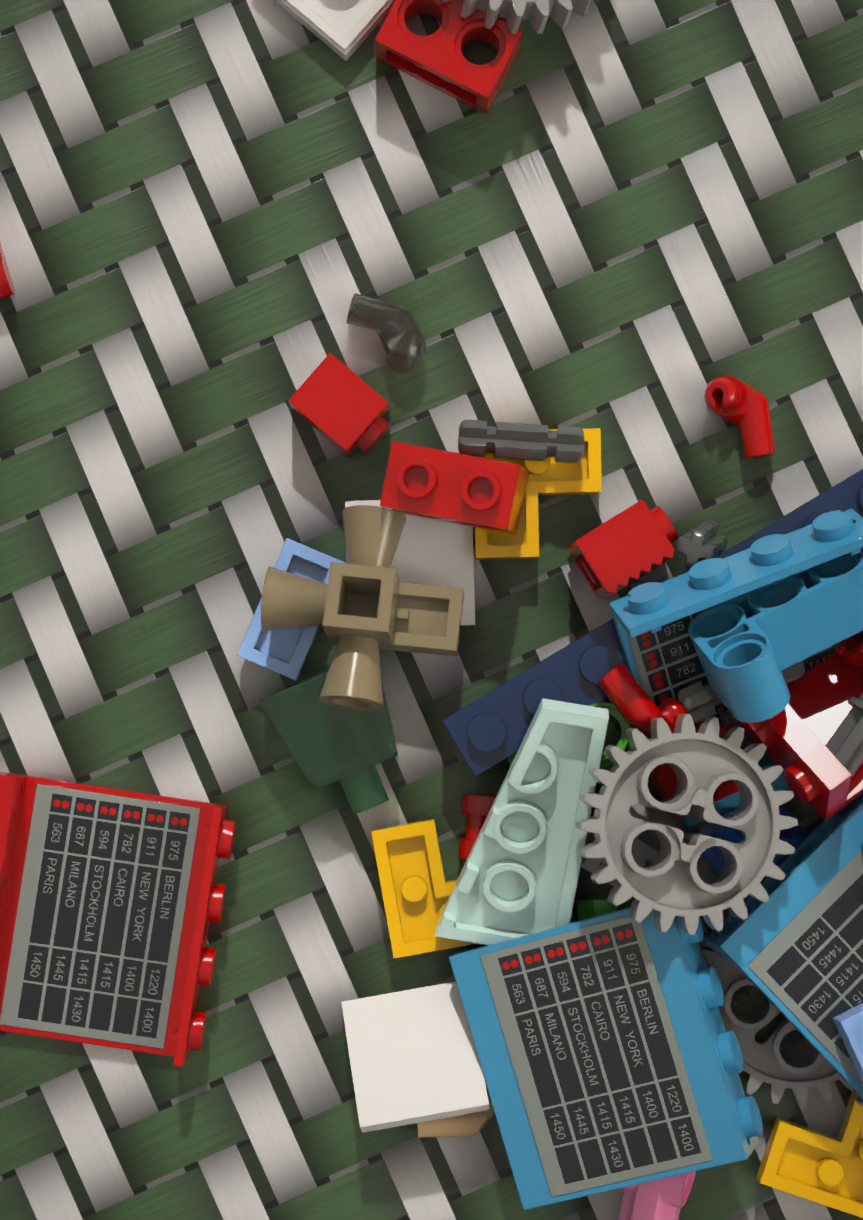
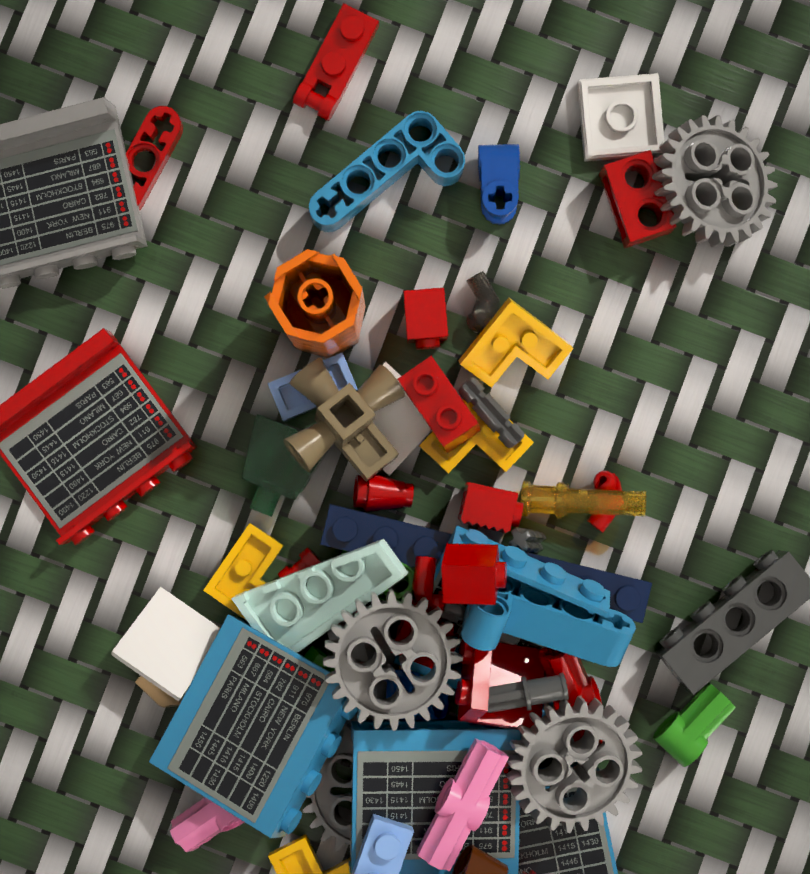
camera: 40 degrees right, 0 degrees up
(137, 299) = (381, 177): none -> dark azure beam
(207, 505) = (318, 303): none -> orange brick
(267, 169) = (499, 176): none -> blue piece
(458, 330) = (511, 335): none -> yellow plate
(486, 653) = (381, 493): none -> red cone
(684, 638) = (472, 574): none -> red brick
(695, 461) = (564, 500): none -> clear yellow pin

